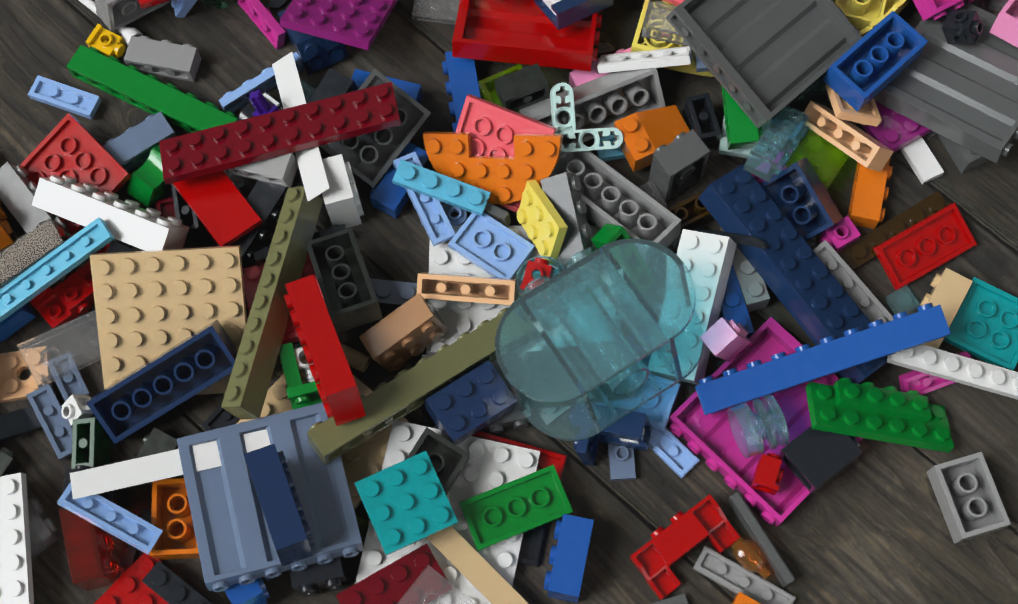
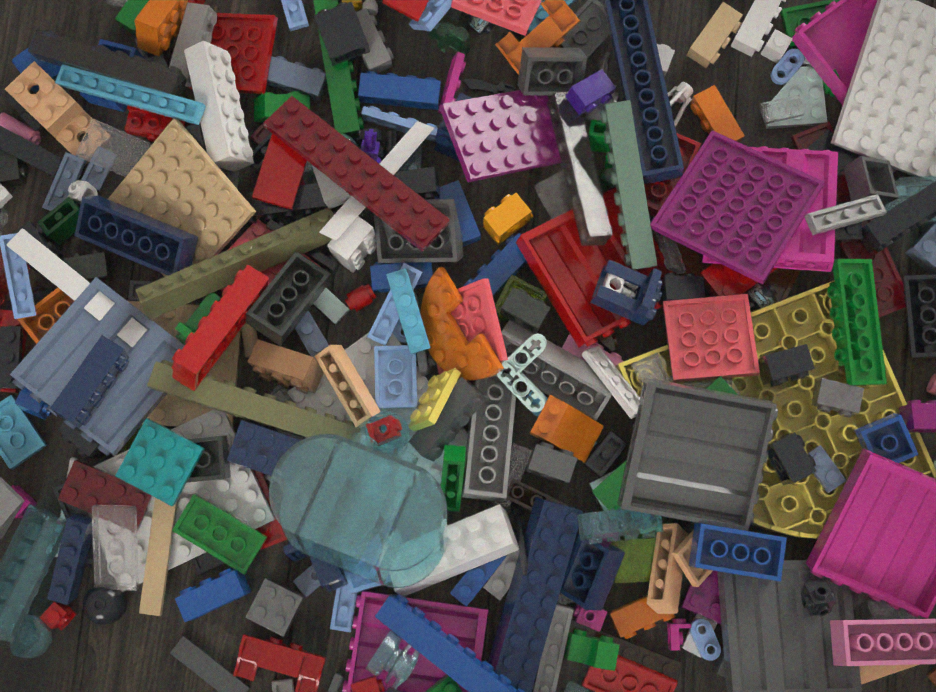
camera: 50 degrees right, 10 degrees up
(137, 68) = (341, 33): none -> black brick
(230, 63) = (399, 91): none -> blue brick
(380, 262) = (331, 306): none -> light aqua tile
(391, 229) = (360, 297): none -> red brick
(423, 53) = (506, 218): none -> light orange brick
(624, 510) = (275, 606): none -> flat silver brick
(726, 338) = (439, 593): brick -> none
(877, 247) = (591, 650): none -> green brick
(906, 178) = (675, 637): none -> dark pink bracket
(931, 155) = (705, 639): none -> light blue plate

